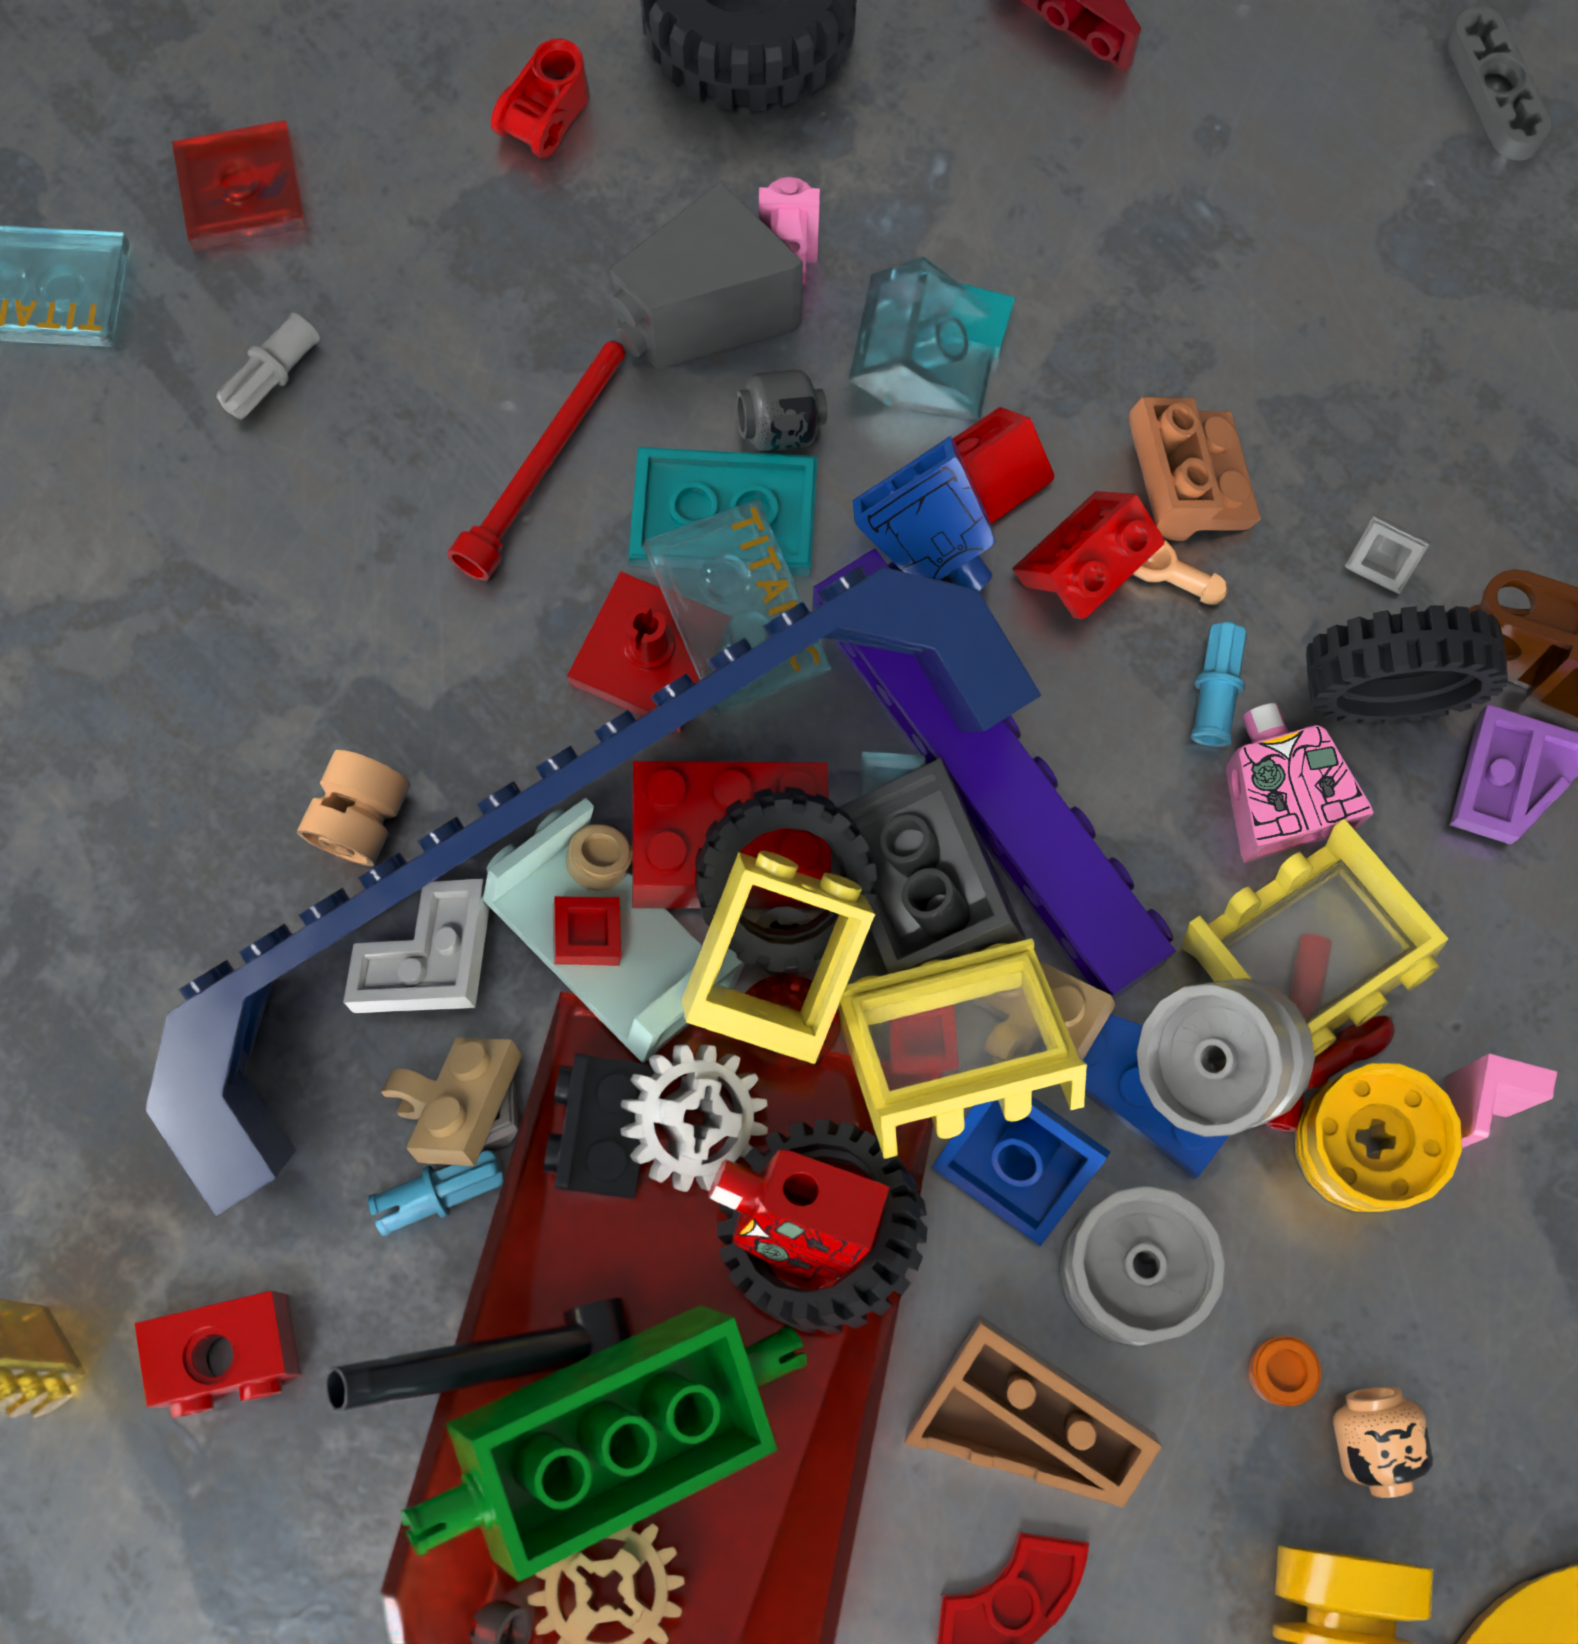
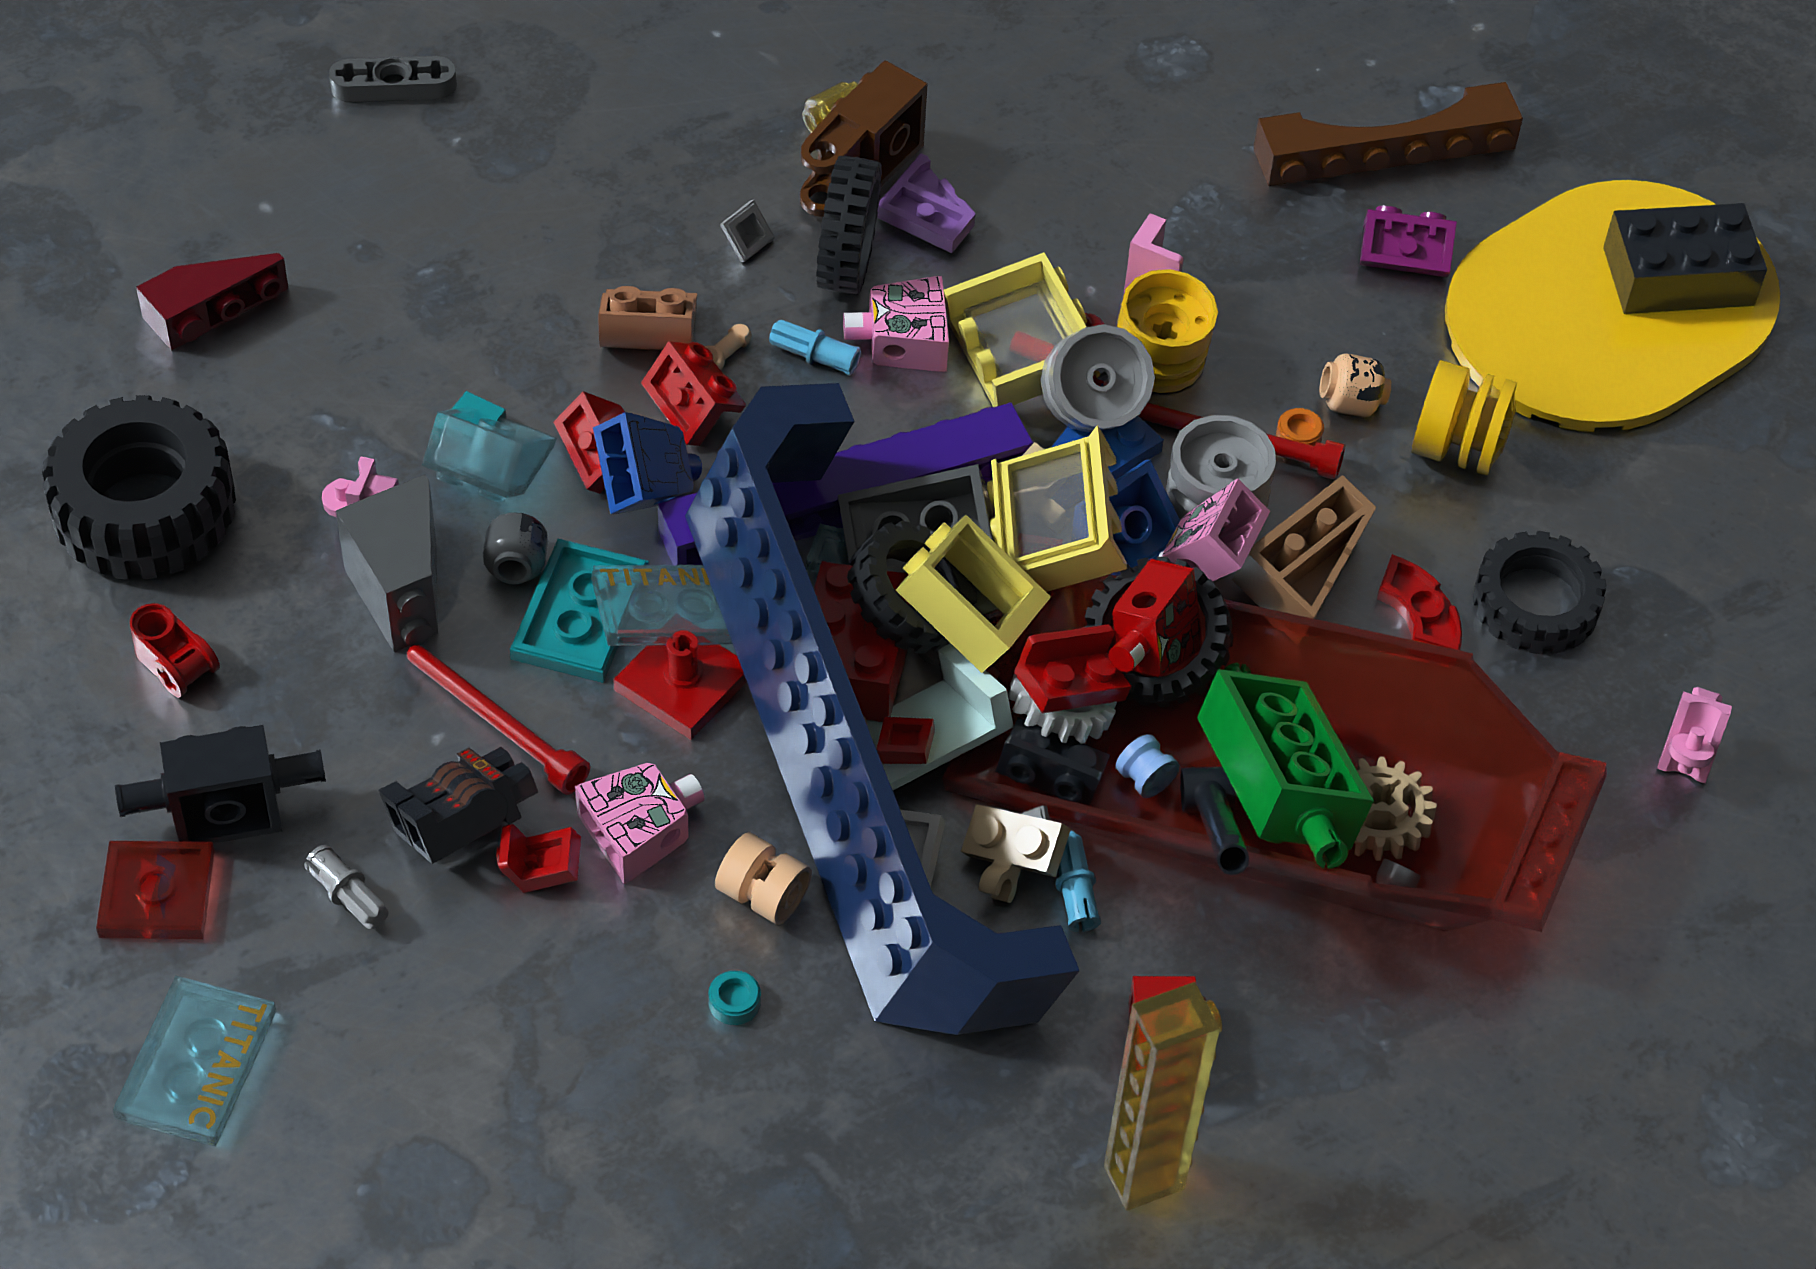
camera: 80 degrees left, 20 degrees down
(204, 818) = (734, 997): none -> teal tile
(340, 549) = (539, 859): none -> red bracket
(350, 192) = (221, 785): none -> black brick
(378, 440) = (459, 802): none -> black hips
(419, 645) = (637, 816): none -> bright pink torso
(621, 1251) = (1147, 766): none -> light blue wheel
(696, 1114) = (1071, 669): none -> red bracket
(1007, 1278) = (1200, 537): none -> bright pink torso
(1236, 1411) = (1322, 457): none -> red piece

